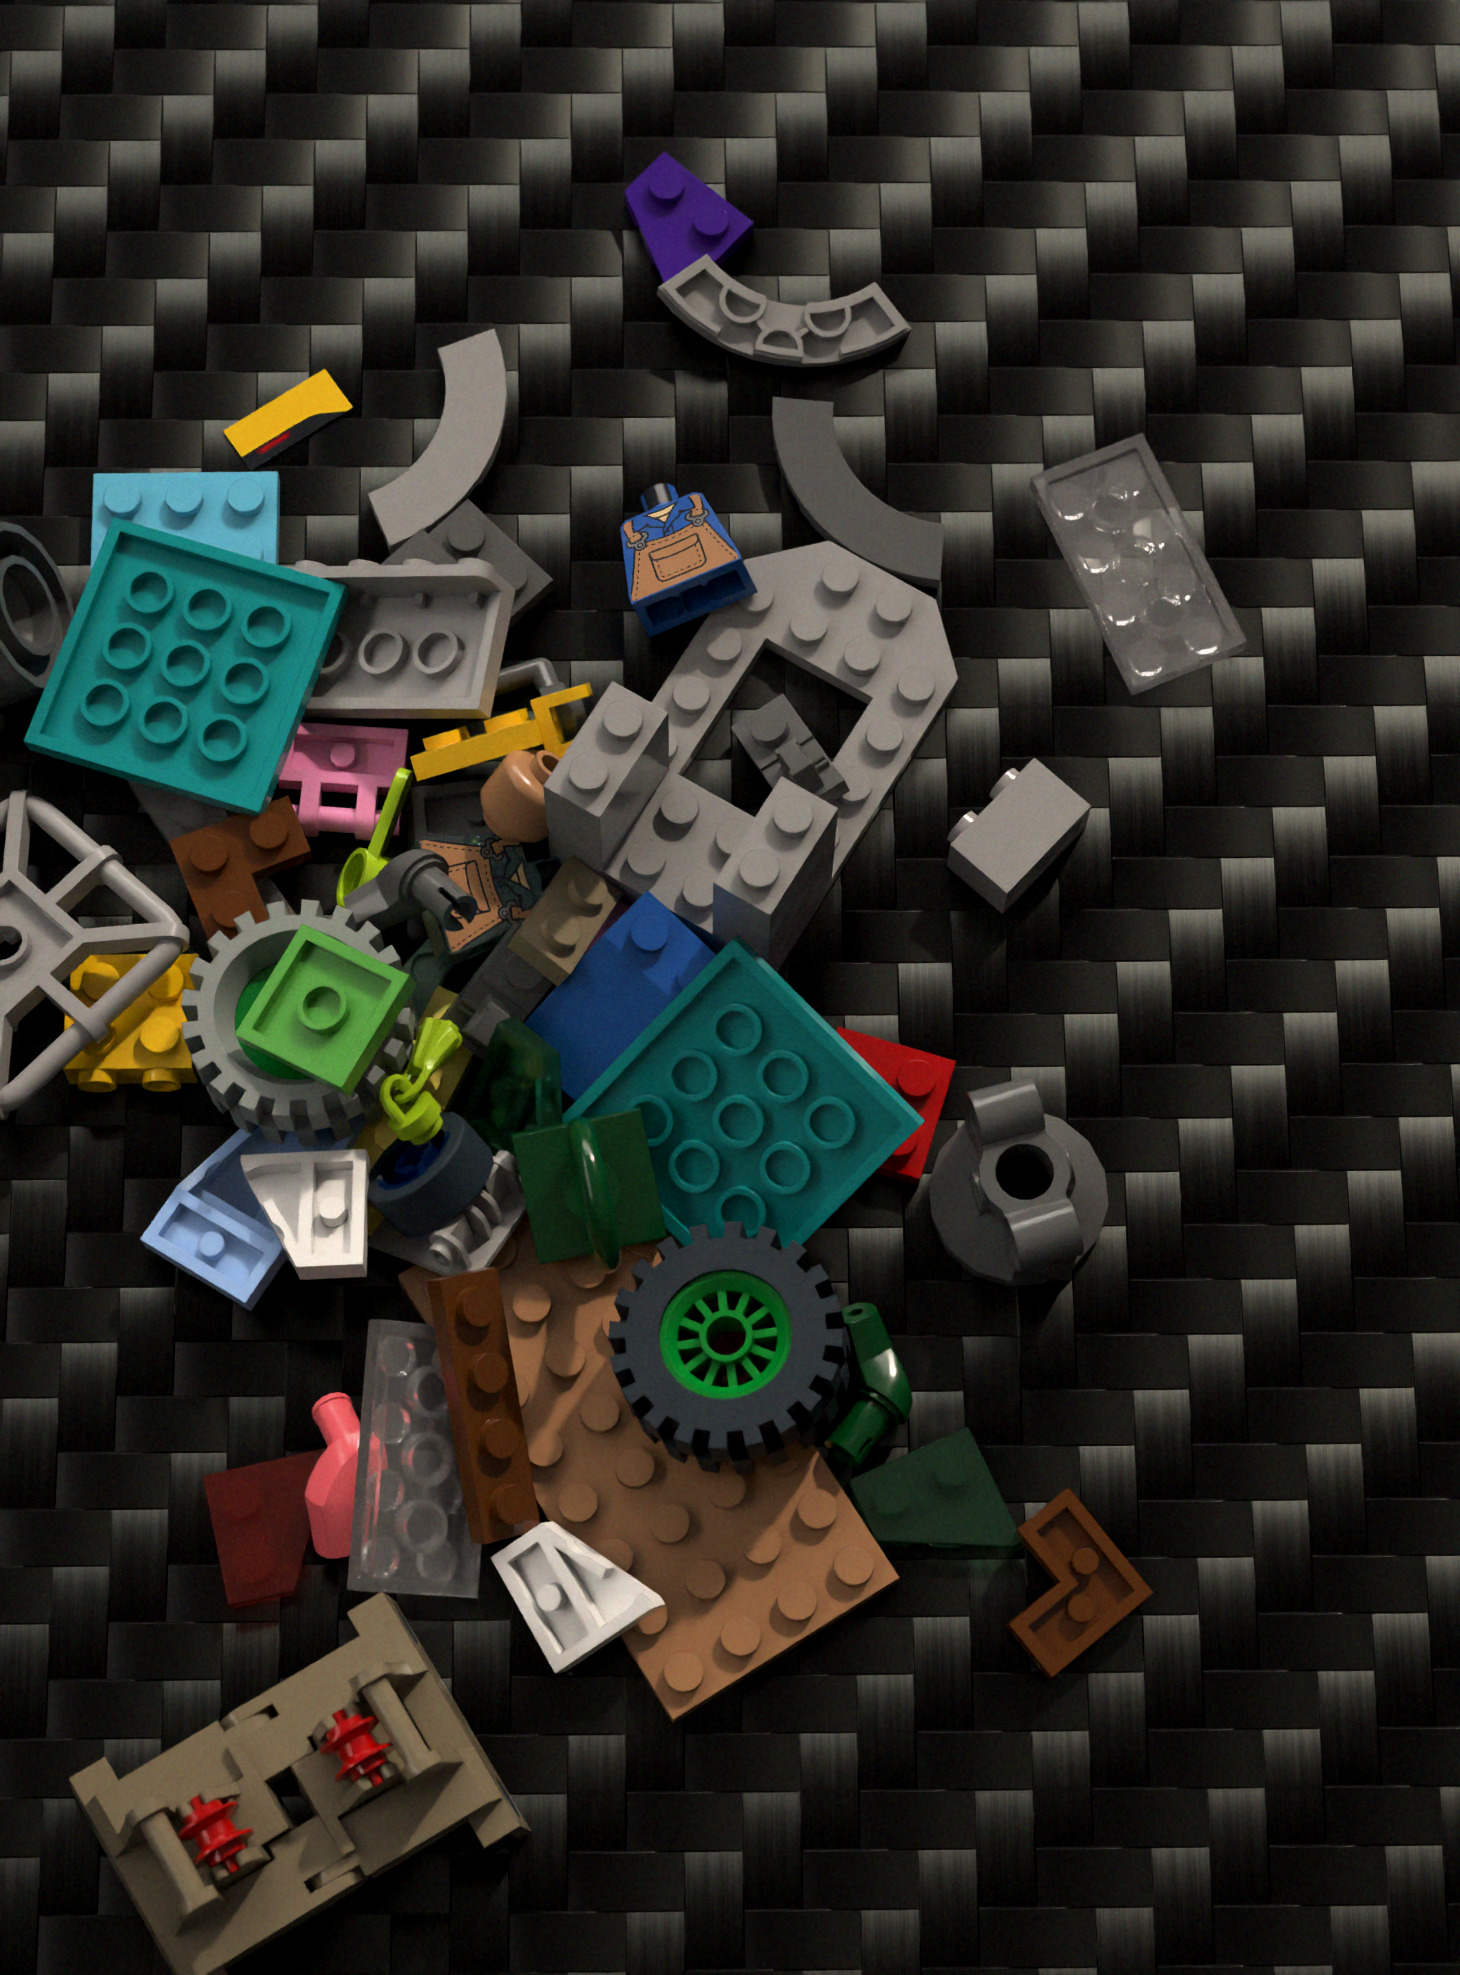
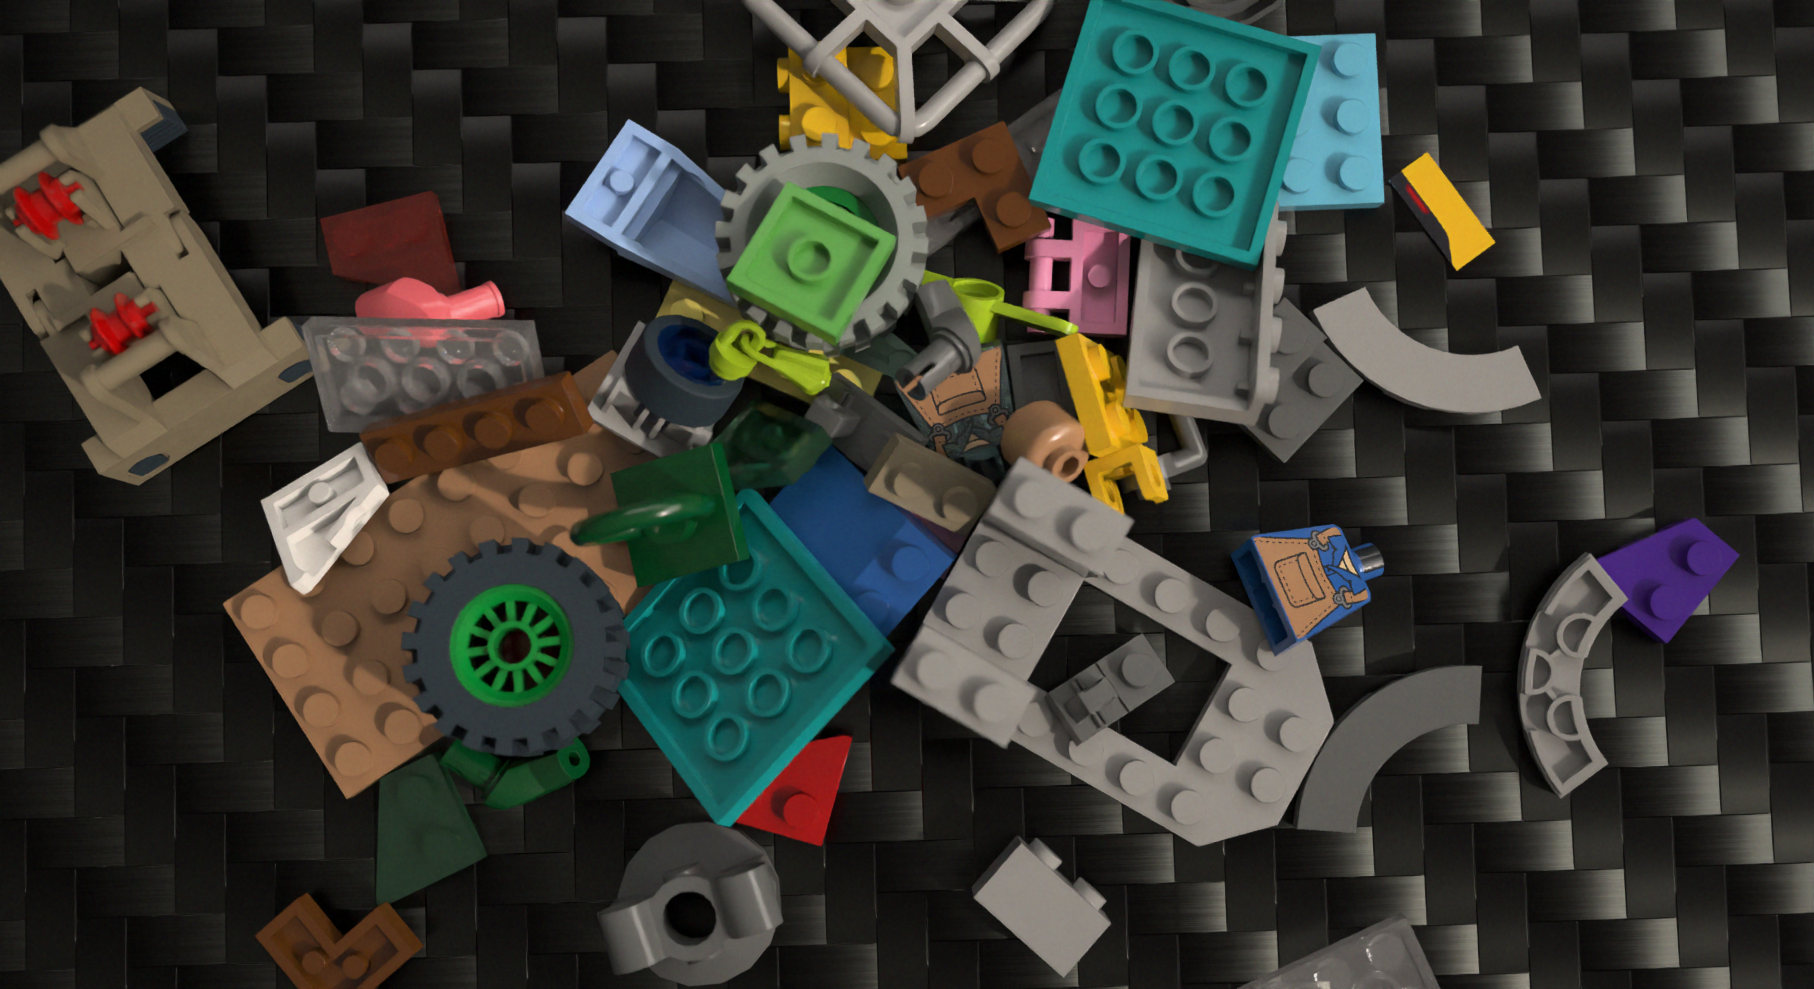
camera: 90 degrees right, 15 degrees up
(316, 1208) = (648, 271): white wing -> none

